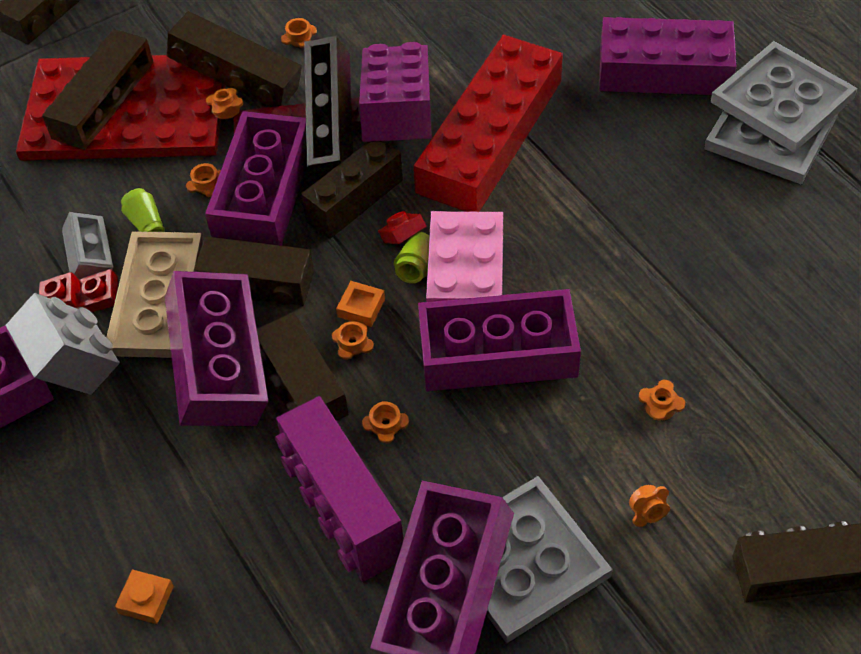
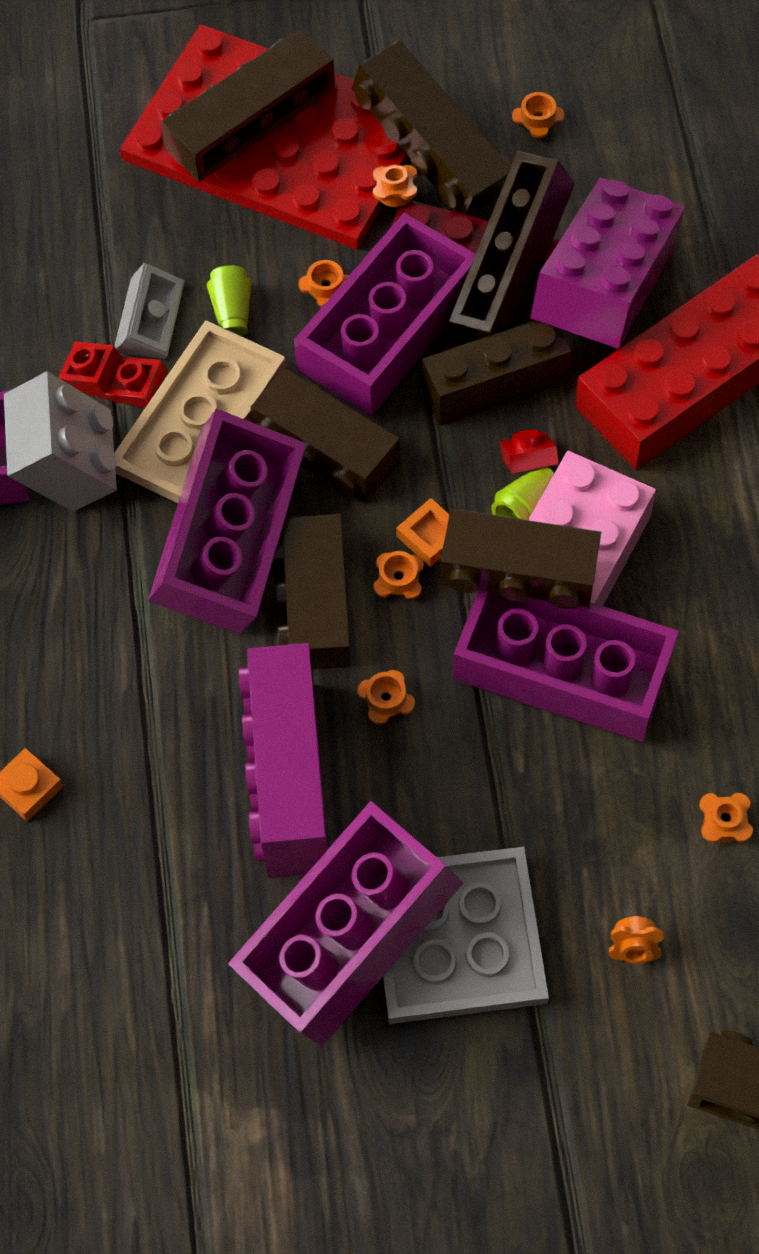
camera: 25 degrees right, 10 degrees up
(440, 283) = (519, 558): none -> dark brown brick

